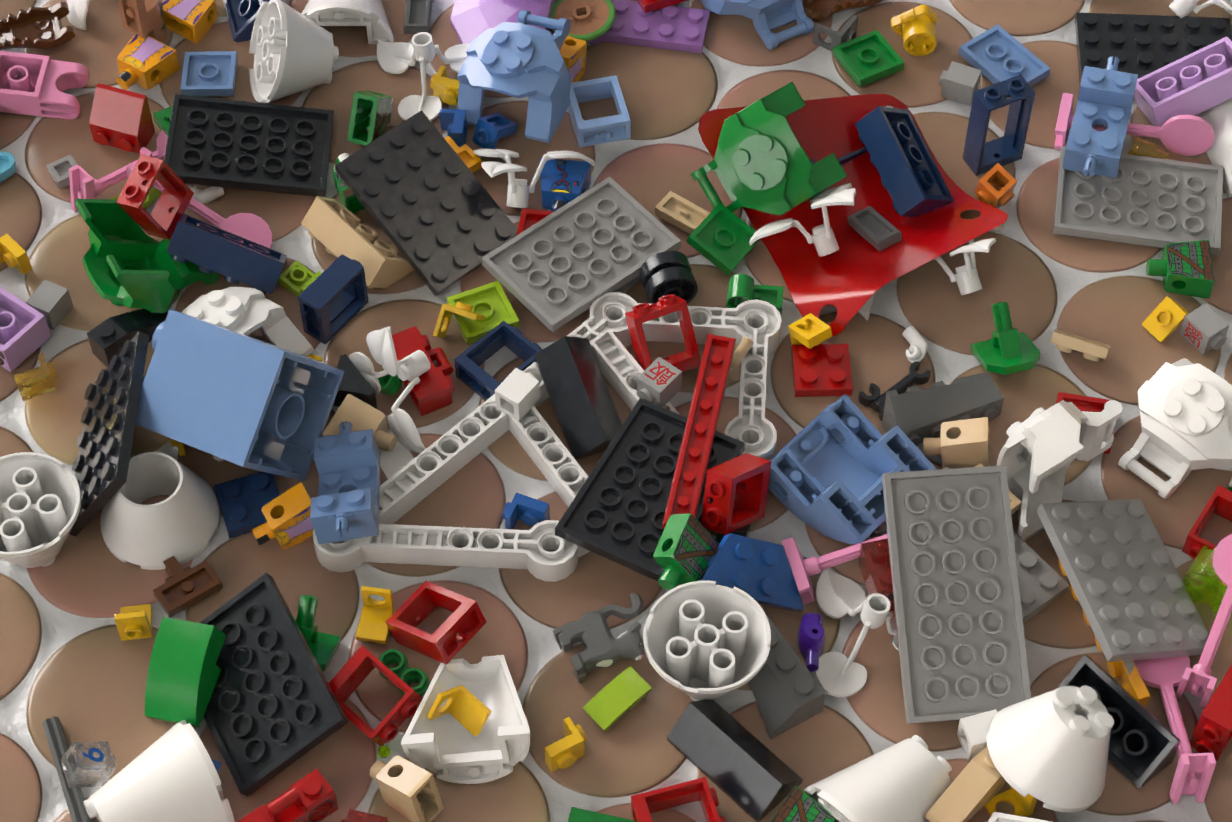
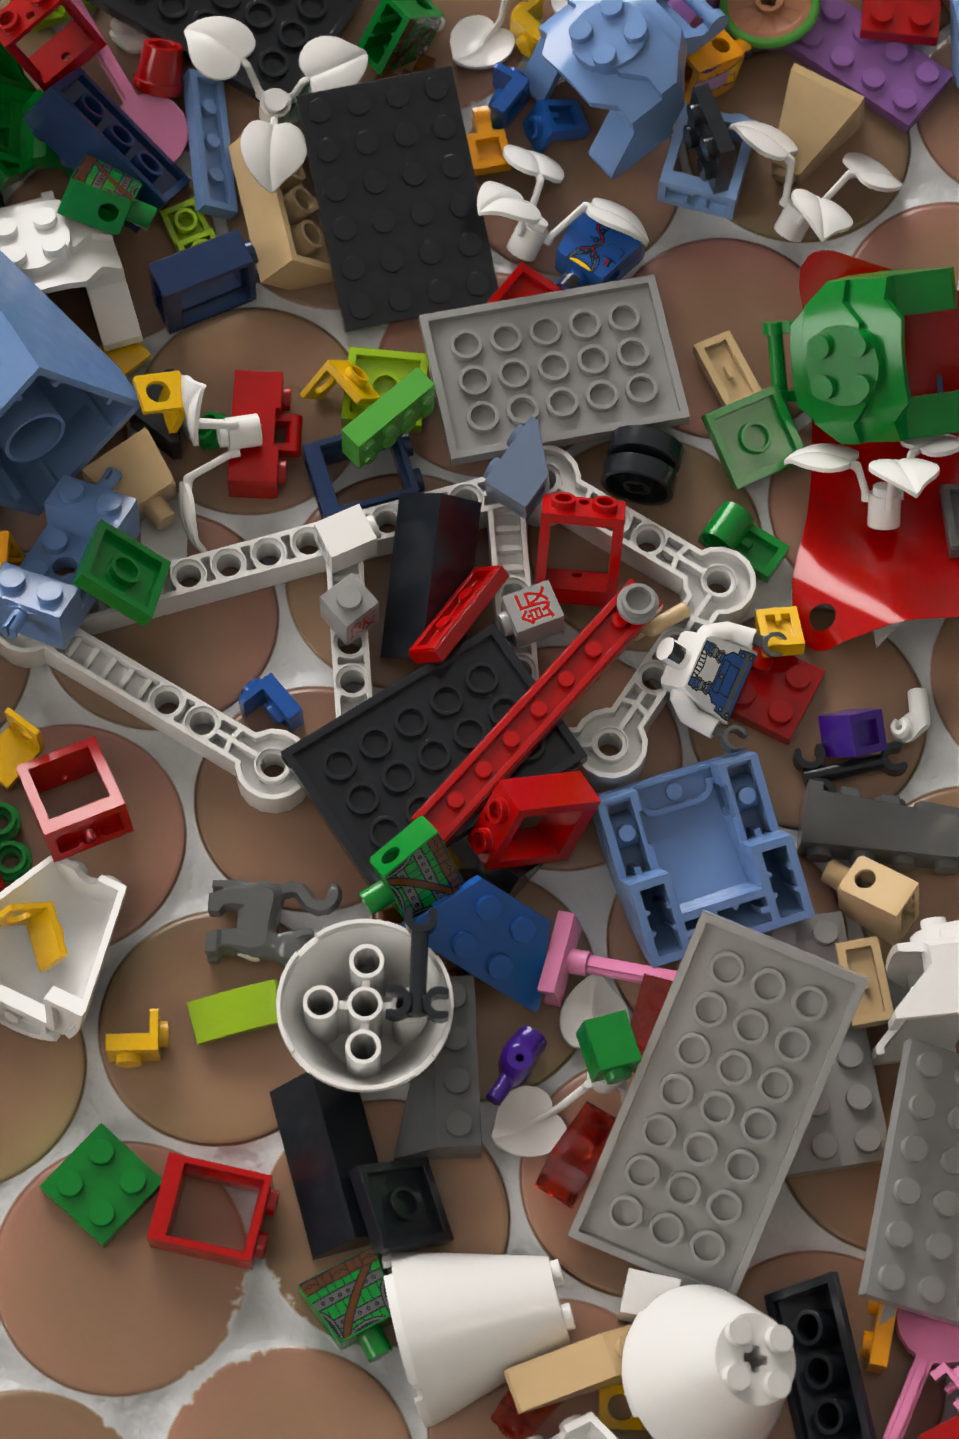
camera: 25 degrees right, 15 degrees up
(232, 197) = (160, 69): none -> red piece
(235, 273) = (104, 197): none -> green torso
(287, 228) = (209, 145): none -> medium blue plate
(337, 203) = (272, 145): none -> white plant
(360, 364) = (169, 401): none -> yellow bracket
(390, 472) = (122, 573): none -> green plate
(502, 316) = (388, 418): none -> bright green piece
(545, 430) = (349, 609): none -> light grey brick
(599, 87) = (710, 138): none -> black plate
(603, 310) = (521, 473): none -> sand blue slope
(614, 404) = (458, 614): none -> red tile
(647, 63) = (817, 119): none -> tan slope
(671, 112) = (803, 207): none -> white plant
(723, 342) = (637, 603): none -> light grey plate
(735, 614) = (418, 1000): none -> black bar
(785, 369) = (708, 674): none -> torso
(795, 756) = (401, 1205): none -> black plate
(871, 587) = (609, 1047): none -> green brick
(884, 674) = (576, 1155): none -> clear red slope
(887, 366) = (852, 732): none -> dark purple panel

